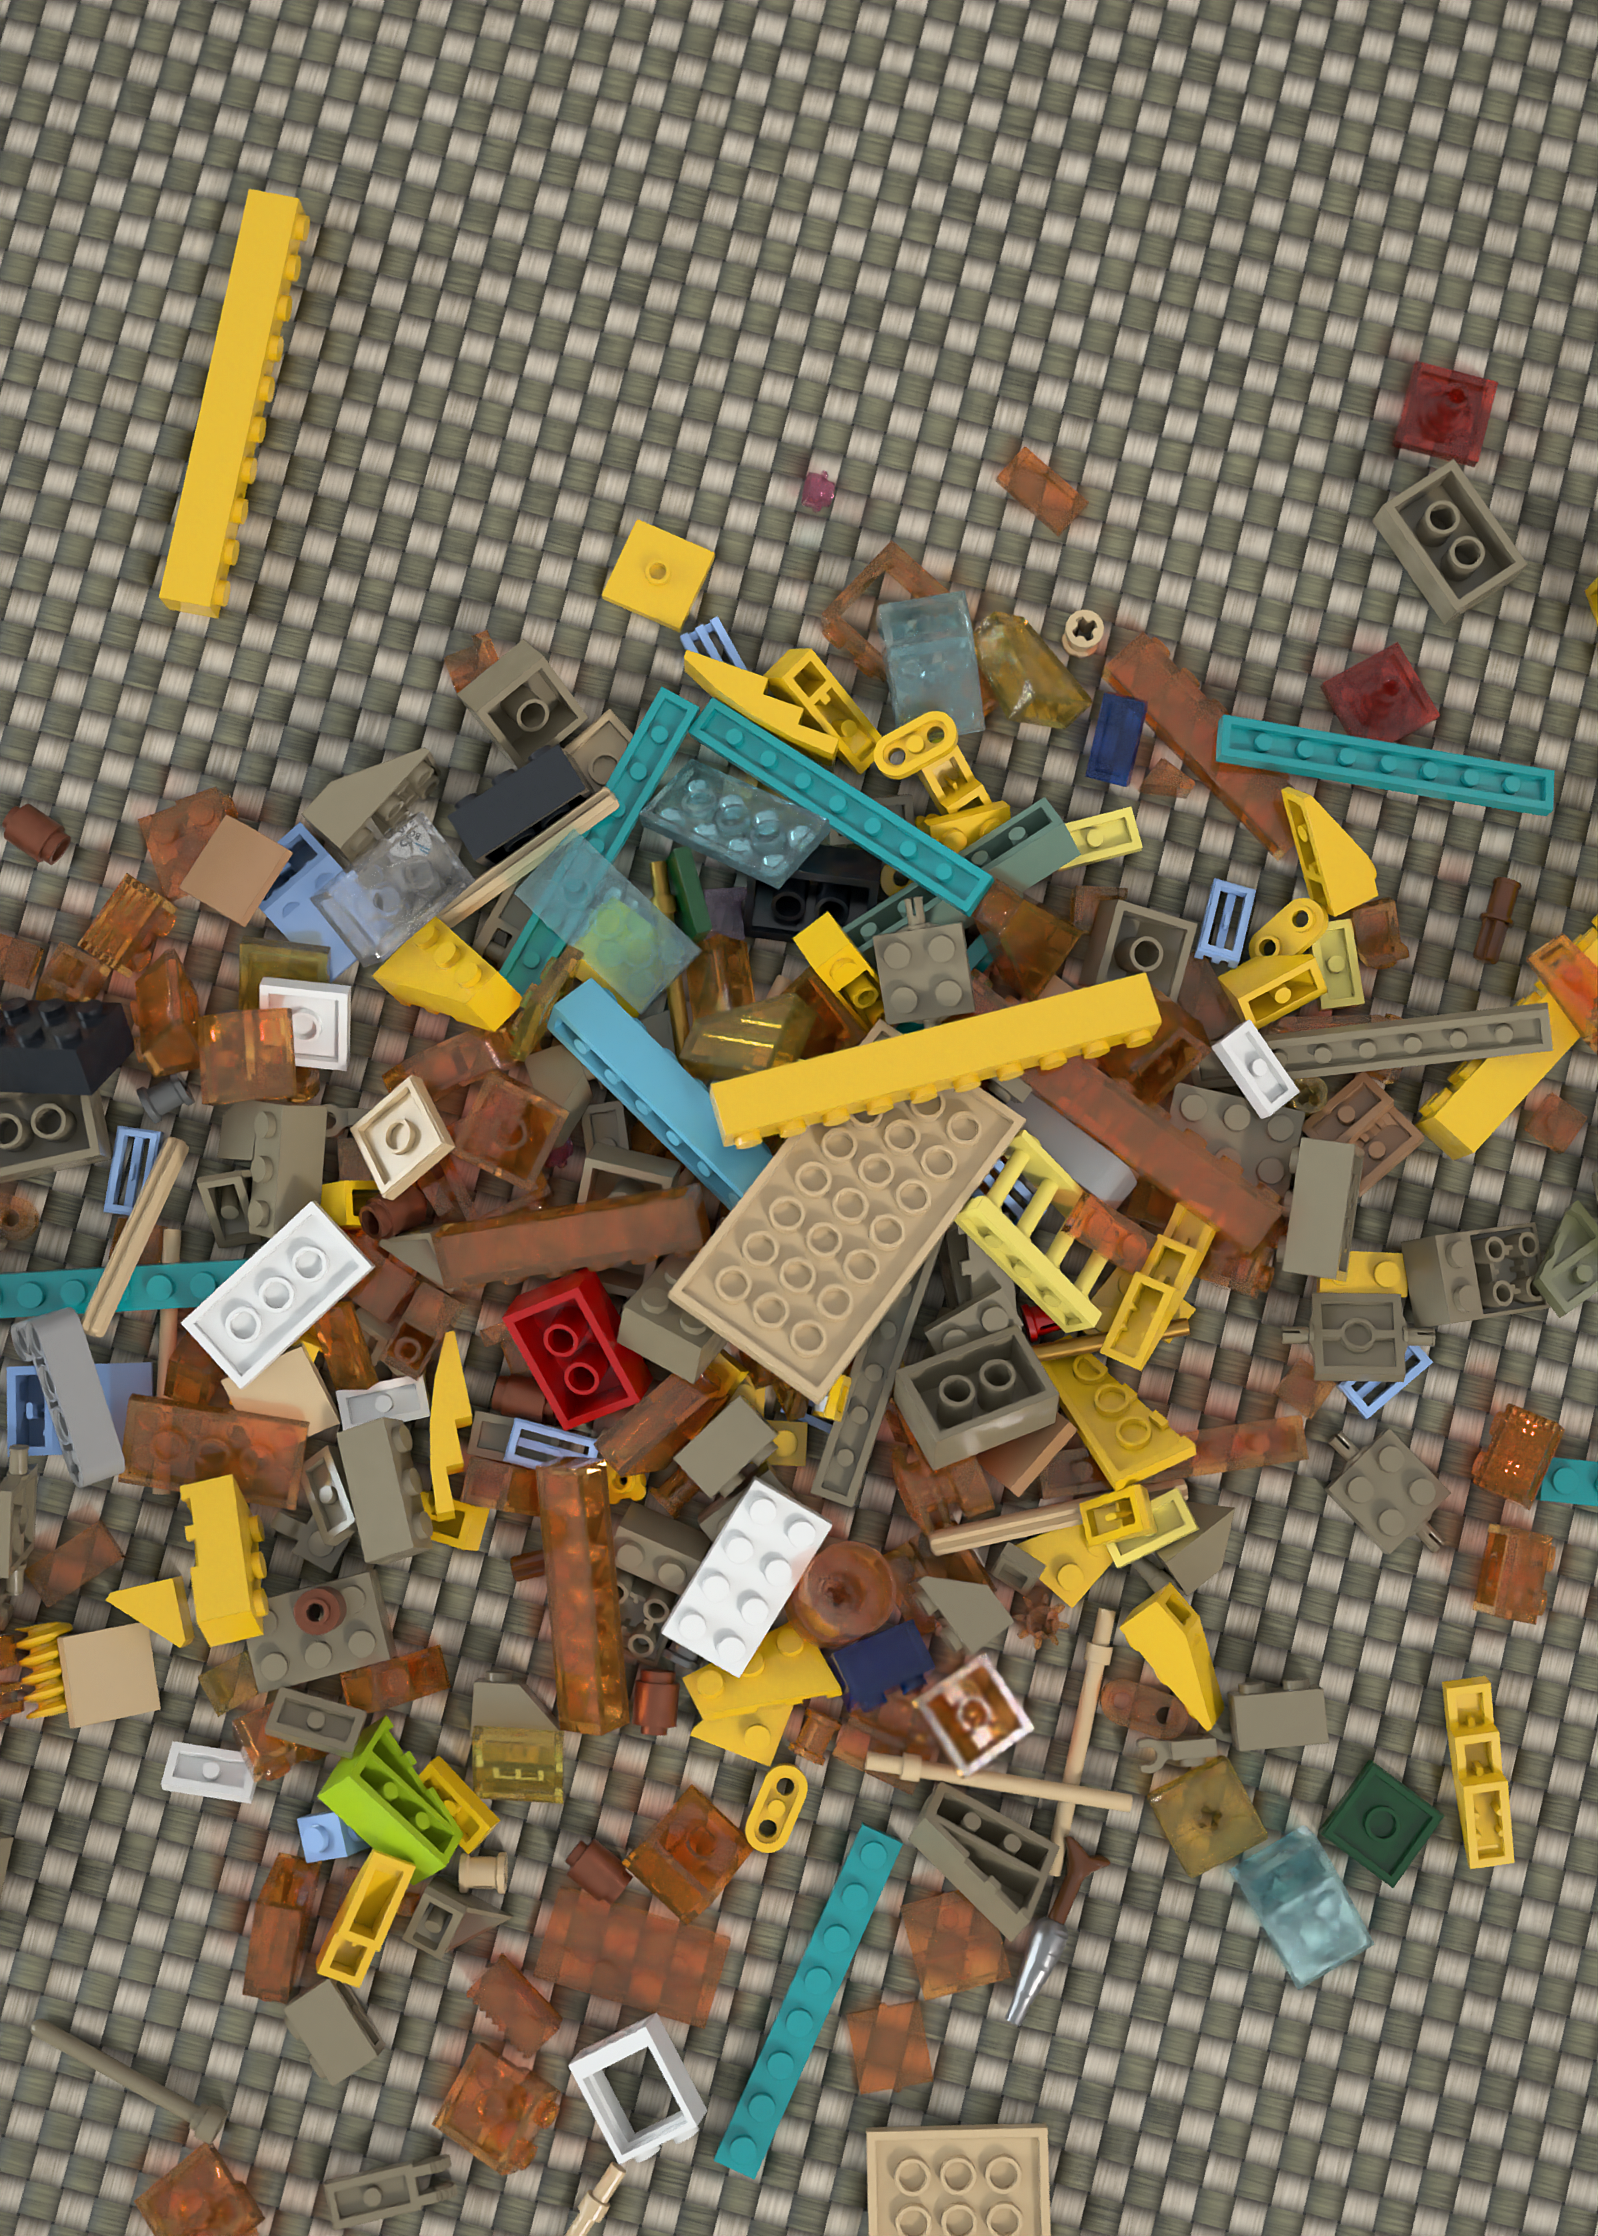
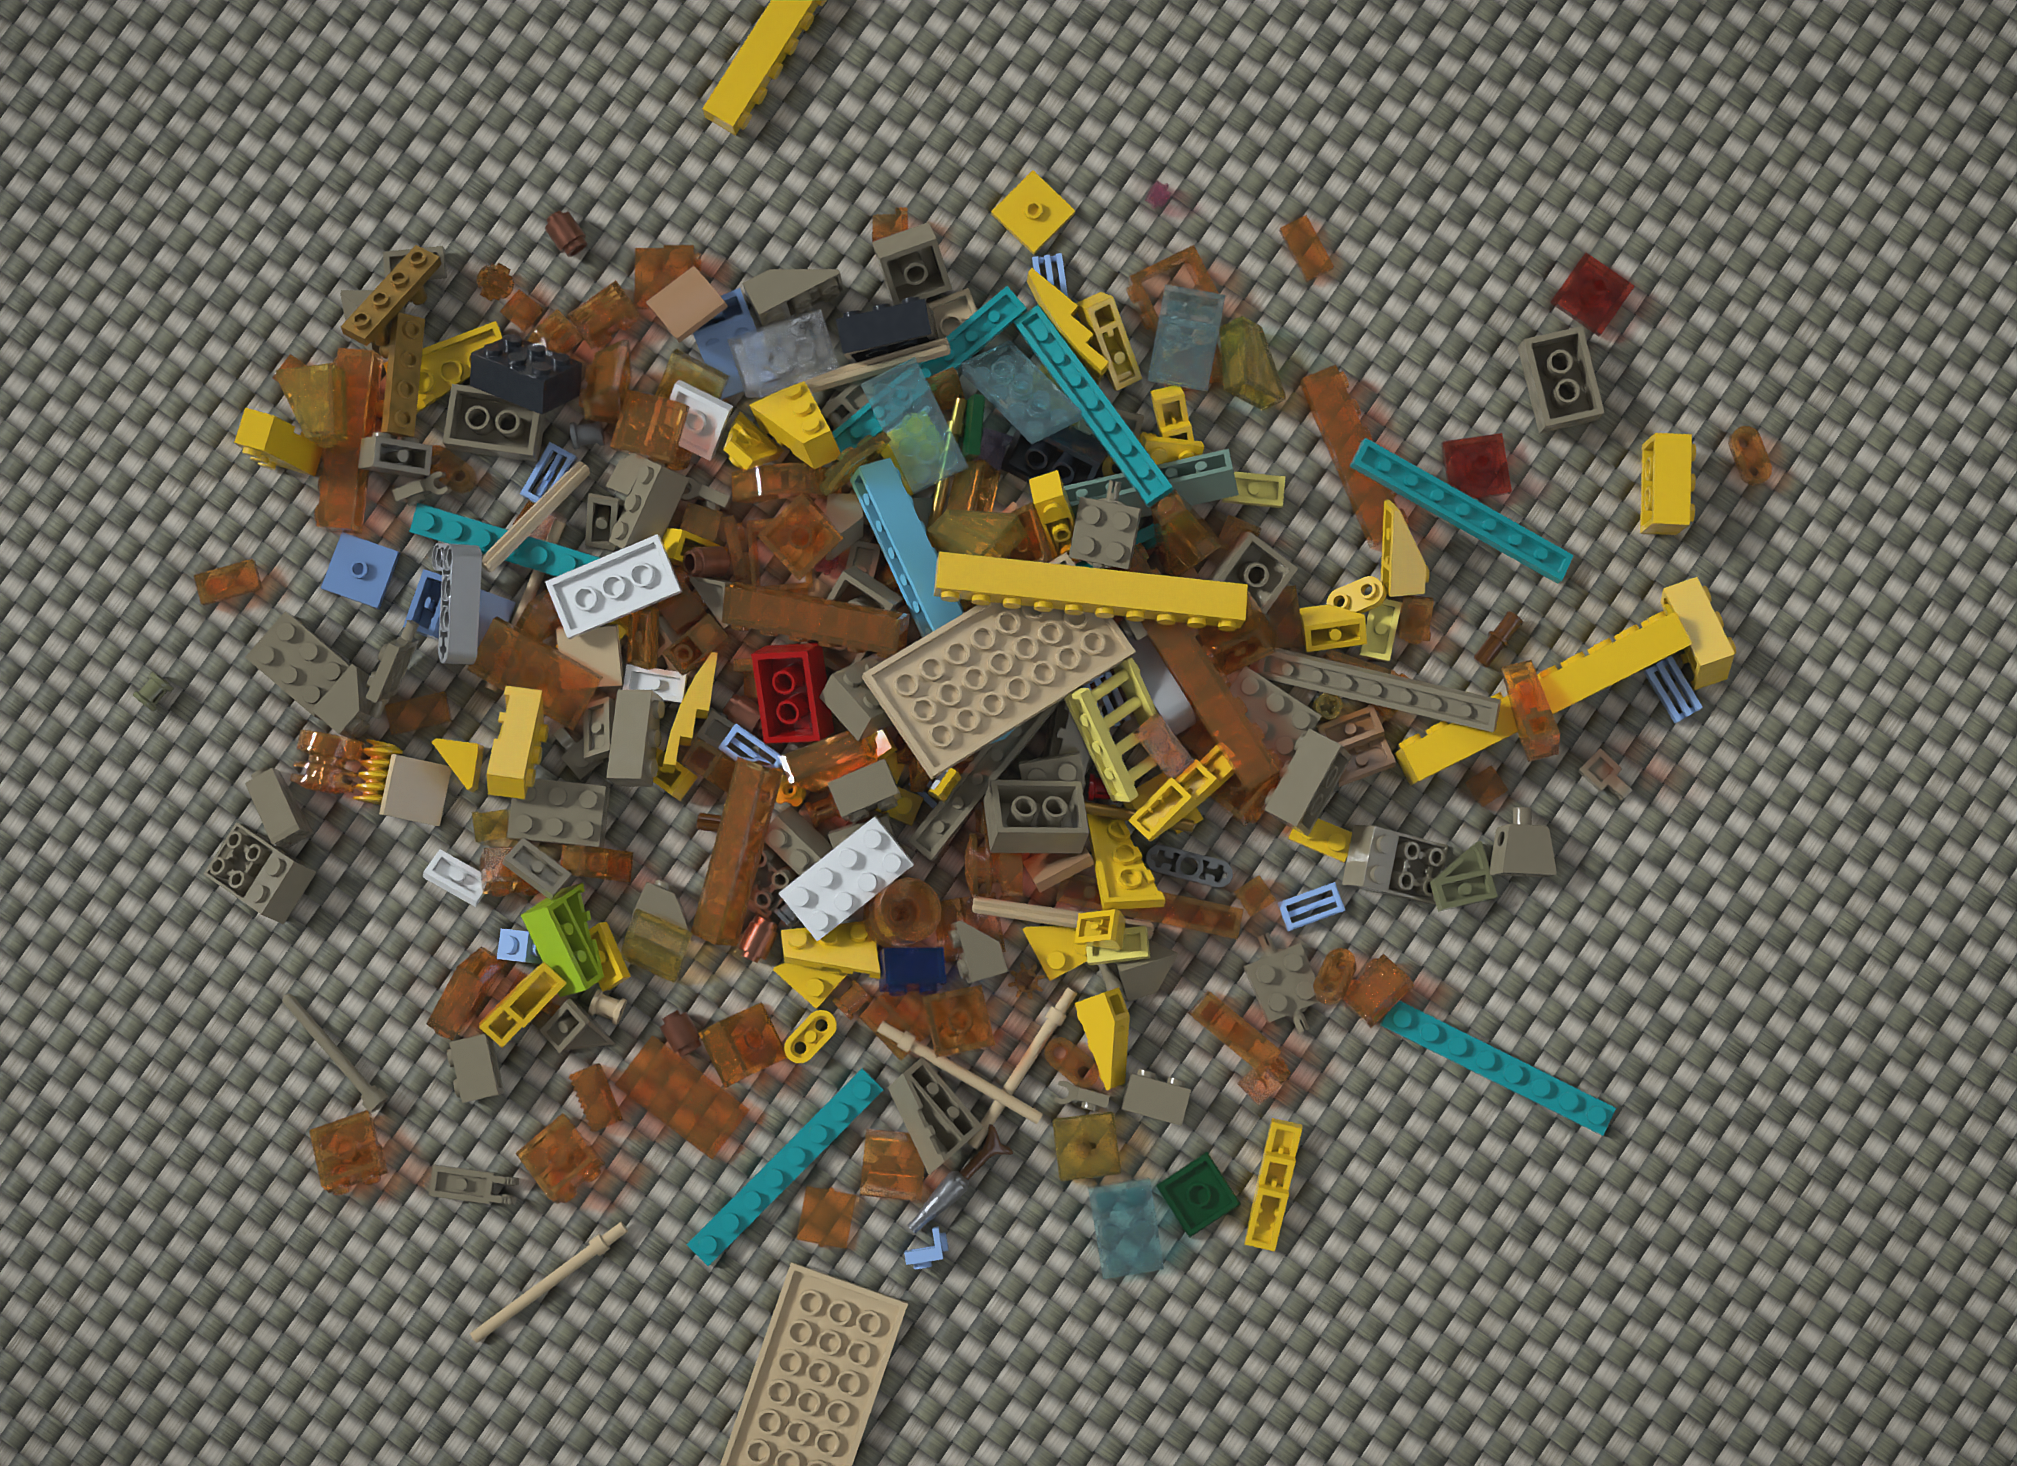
camera: 20 degrees right, 0 degrees up
(333, 1605) = (575, 800): copper brick -> none
(392, 1030) = (749, 444): none -> yellow wing
(402, 1137) = (730, 515): tan tile -> none
(605, 2106) = (630, 1180): white window -> none
(631, 854) = (946, 388): none -> clear orange bracket
(915, 743) = (1157, 382): yellow plate -> none
(1017, 1569) = (1023, 942): dark tan tile -> none
(1043, 2052) = (923, 1256): none -> light blue bracket
(1087, 622) = (1302, 345): tan bush -> none
(1116, 739) = (1292, 429): clear blue tile -> none
(1167, 781) = (1315, 468): clear orange slope -> none
(1218, 952) = (1305, 592): light blue tile -> none
(1231, 1365) = (1209, 879): none -> dark grey beam
(1255, 1069) = (1298, 675): white plate -> none
(1349, 1585) = (1234, 1032): none -> clear orange slope
(1357, 1337) = (1301, 874): dark tan plate -> none
(1412, 1631) = (1260, 1086): none -> clear orange bracket
(1454, 1461) = (1334, 979): none -> clear orange plate
(1514, 1574) = (1345, 1065): clear orange slope -> none

